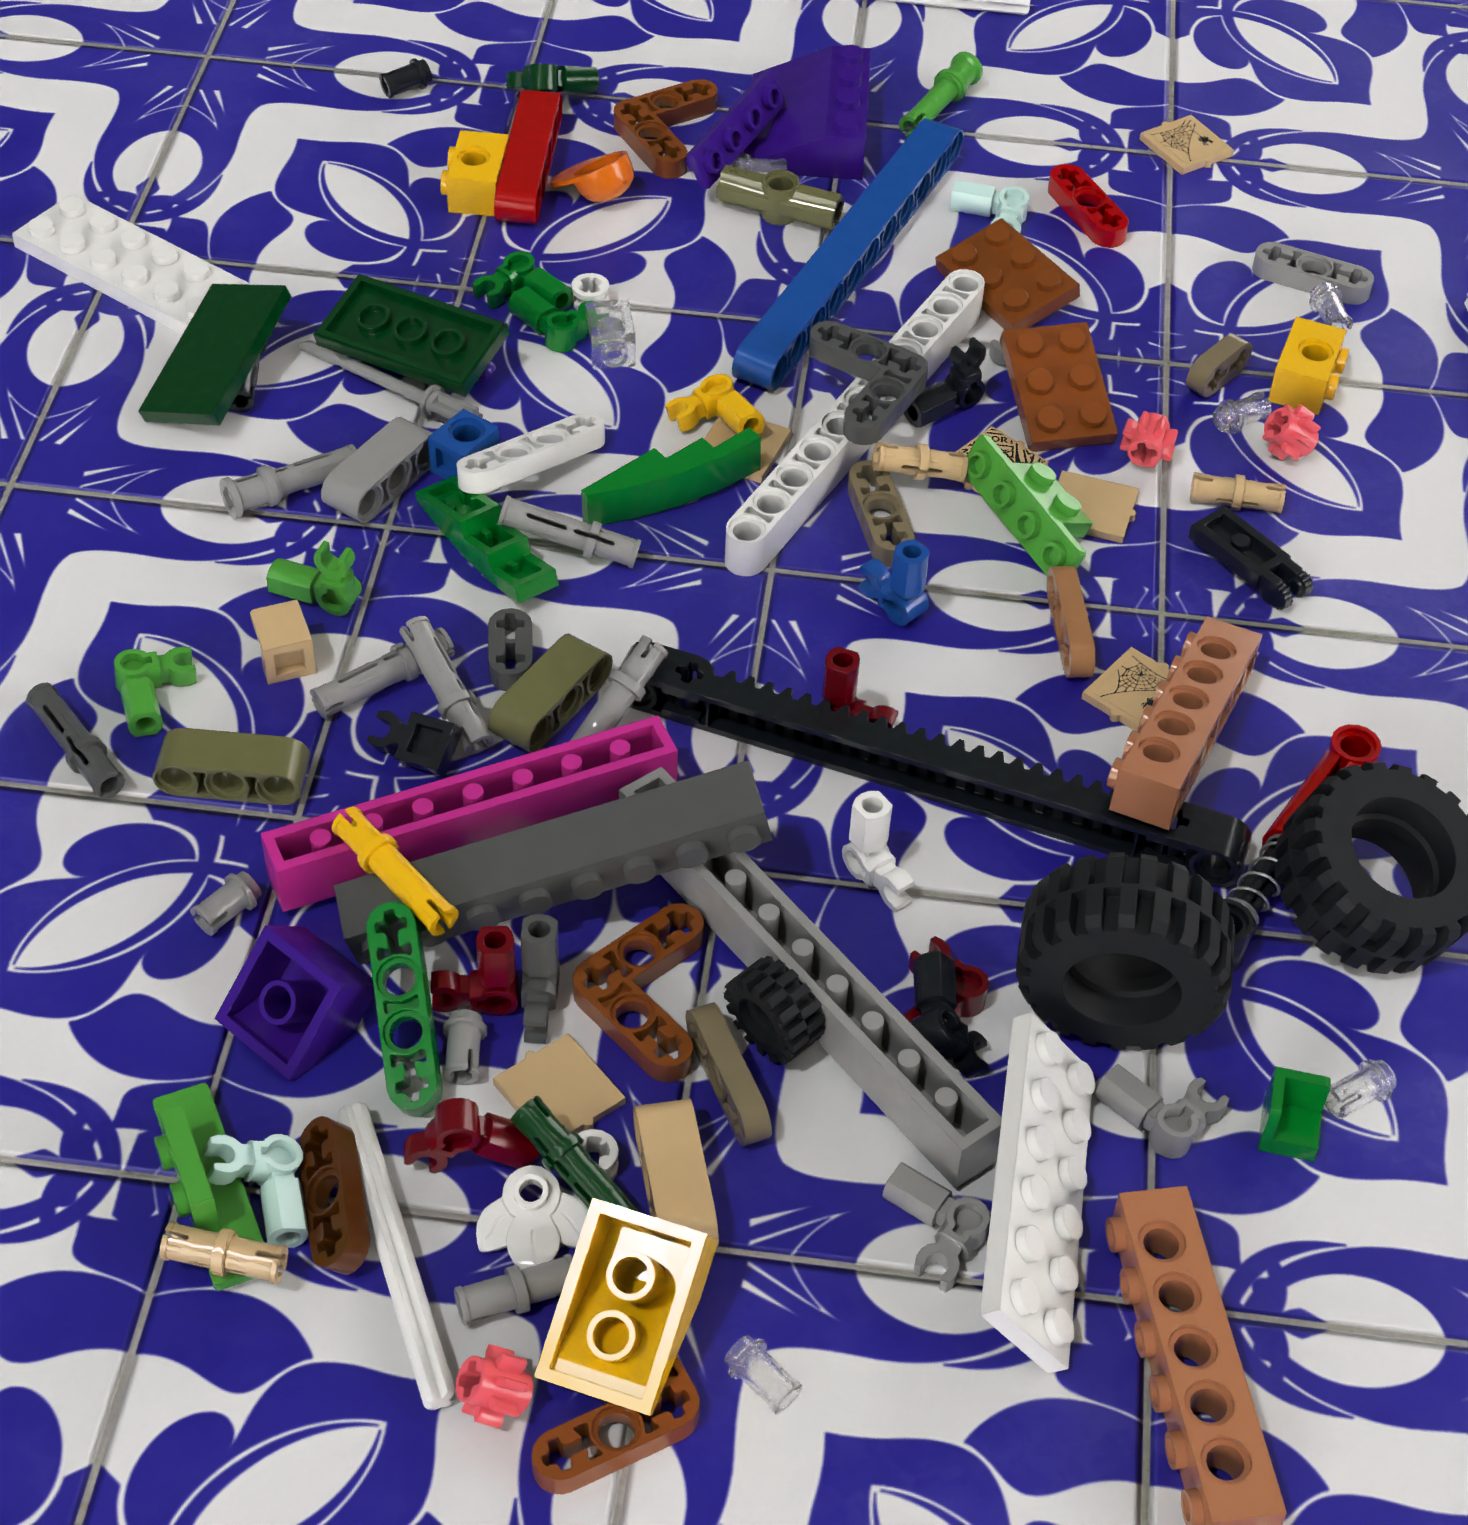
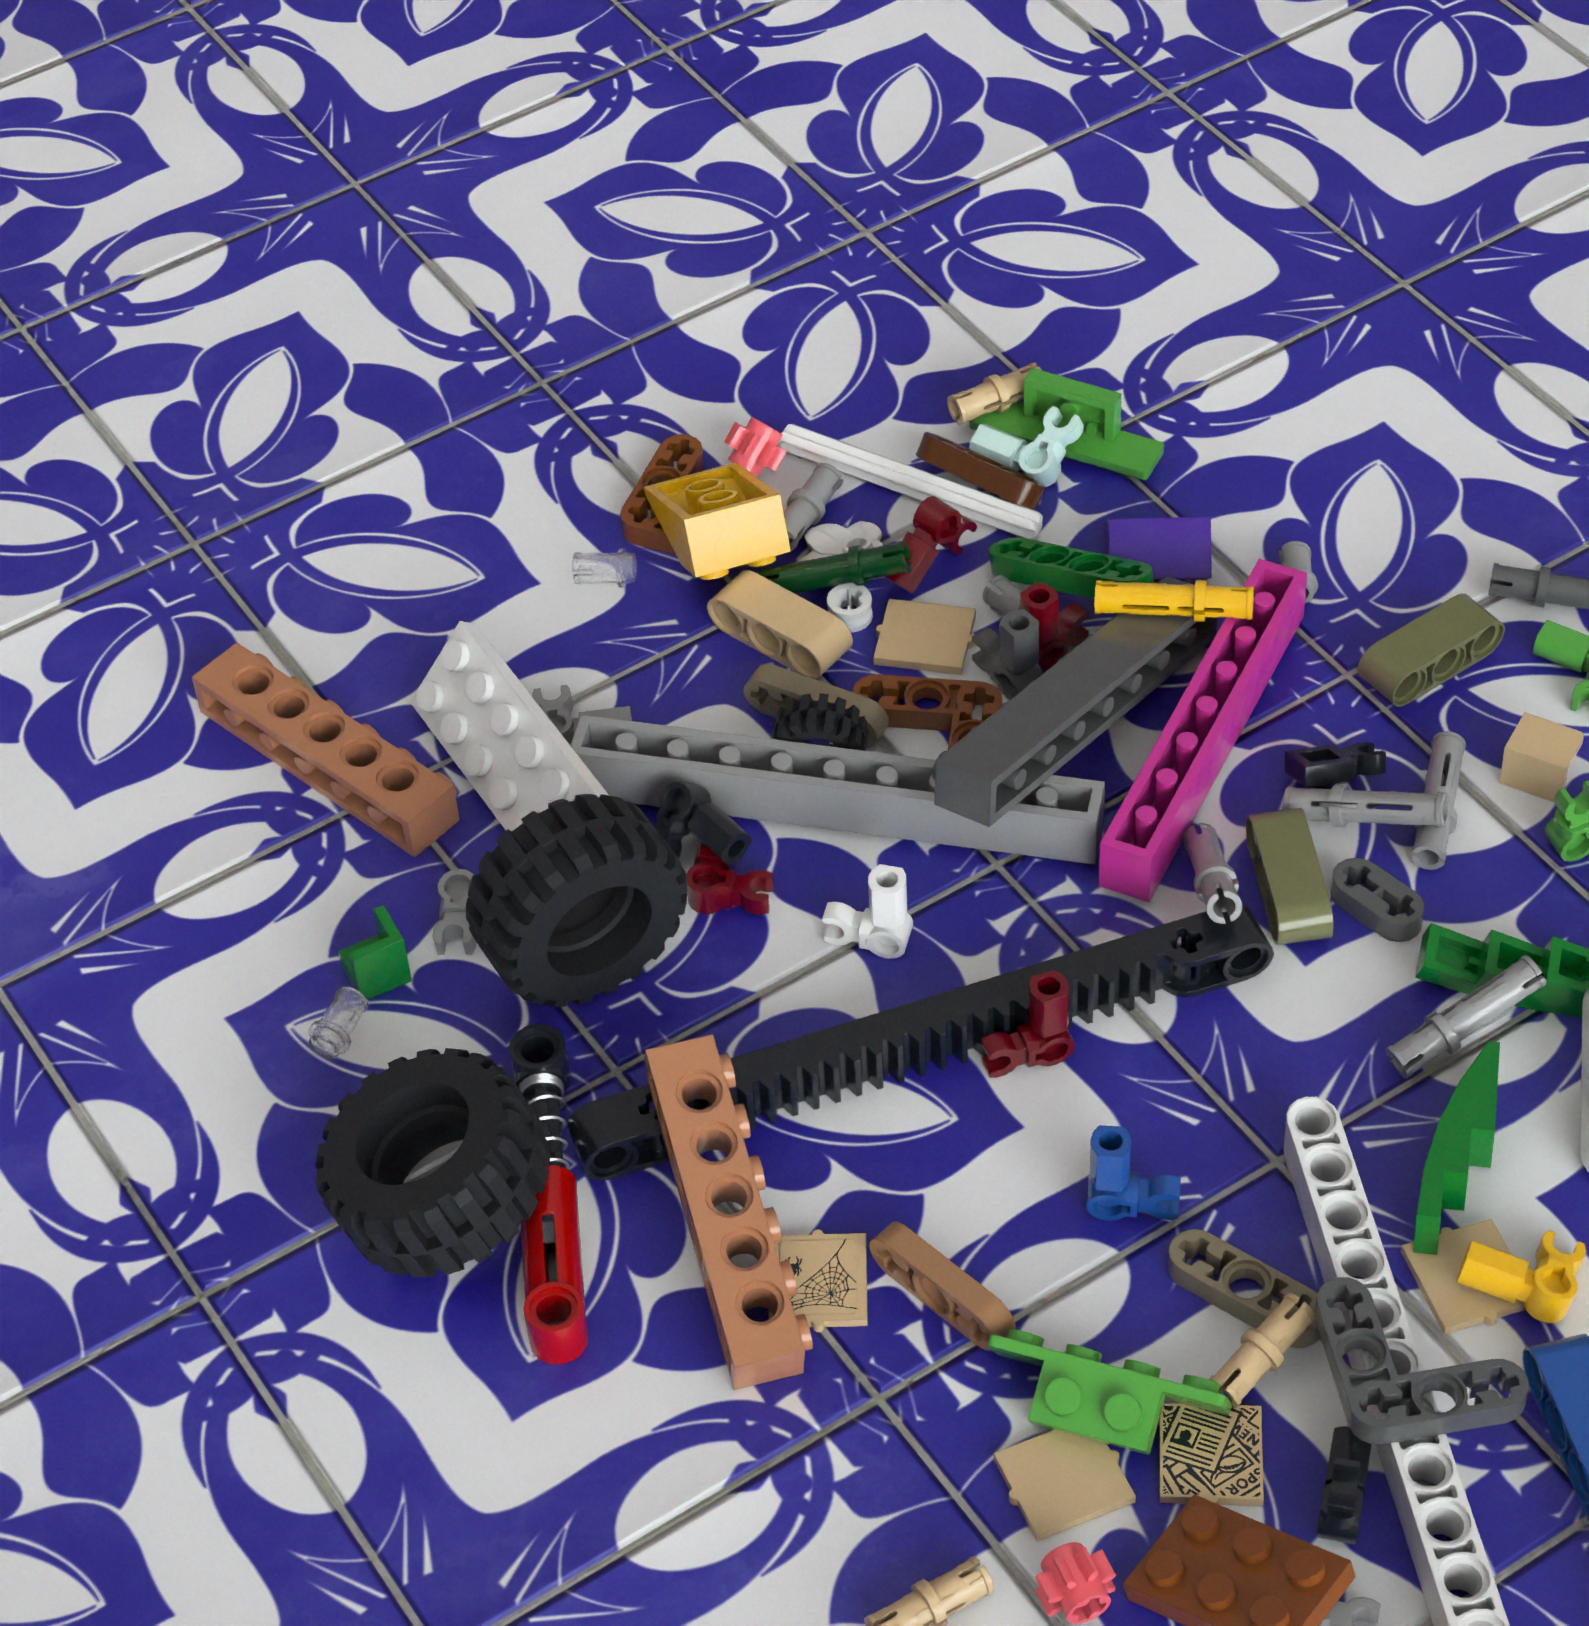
camera: 145 degrees right, 0 degrees up
(1252, 557) = (843, 1515): black hinge -> none

